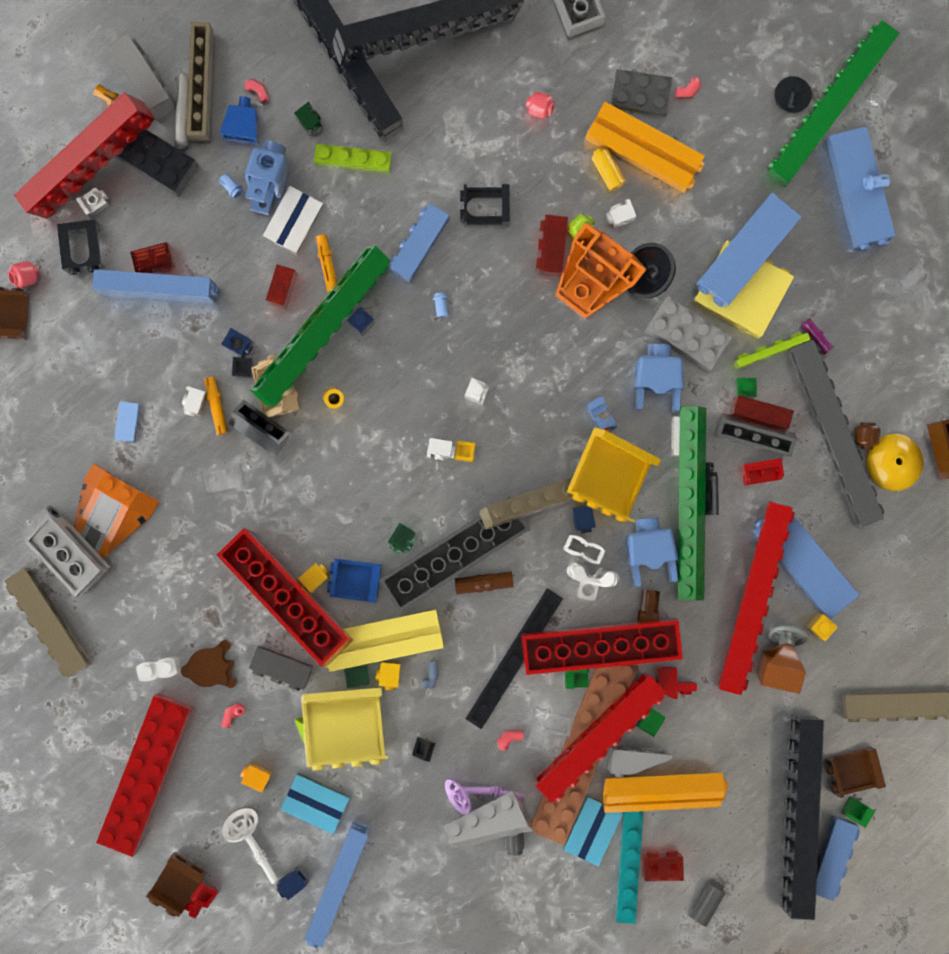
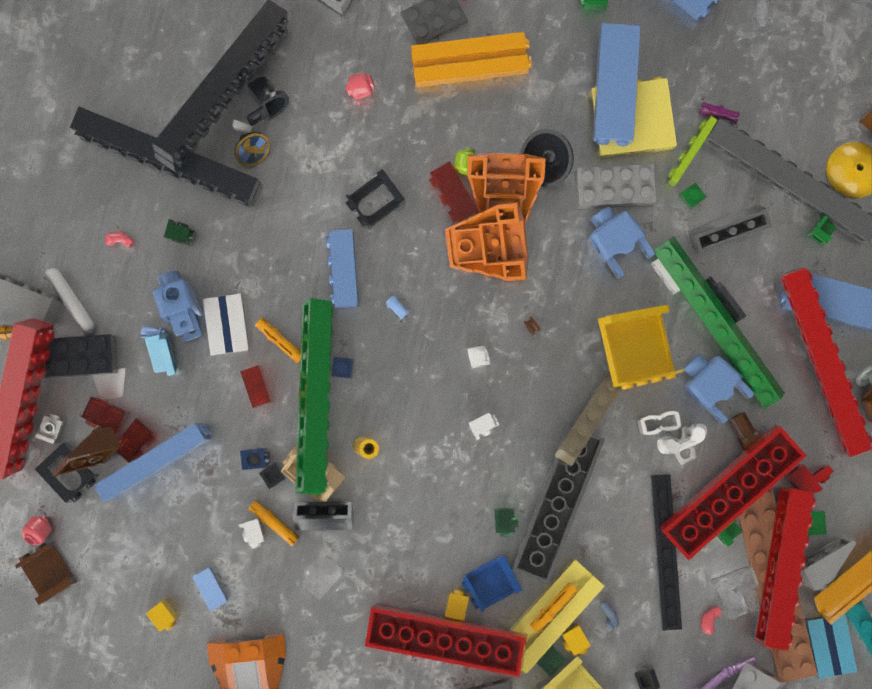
camera: 30 degrees left, 0 degrees up
(74, 415) = (162, 616): none -> yellow brick
(112, 241) = (91, 452): none -> reddish brown slope
(144, 222) = (104, 414): none -> clear red brick
(166, 202) = (110, 385): none -> white sticker
(200, 81) = (67, 266): dark tan brick -> none
(224, 205) = (161, 353): none -> medium azure panel
(241, 122) = (125, 275): blue torso -> none
(352, 158) = (237, 238): lime plate -> none
(389, 634) = (553, 607): none -> light orange pin
(416, 93) = (251, 148): none -> shield
(421, 72) = (242, 127): none -> white tile
(459, 62) = (268, 98): none -> black container
(464, 451) = (503, 412): yellow tile -> none
(484, 582) = (597, 508): reddish brown axle -> none
(538, 397) = (531, 325): none -> reddish brown bush
(553, 307) = (491, 243): none -> orange wedge
(583, 519) = (640, 398): dark blue brick -> none
(601, 414) = (593, 303): medium blue leg -> none
(608, 169) = (453, 98): yellow brick -> none
(621, 215) = (490, 128): white brick -> none
(761, 412) = (720, 207): clear red brick -> none
(762, 471) = (755, 254): red hinge -> none
(831, 492) = (822, 231): none -> green panel
(867, 435) = (818, 164): reddish brown head -> none

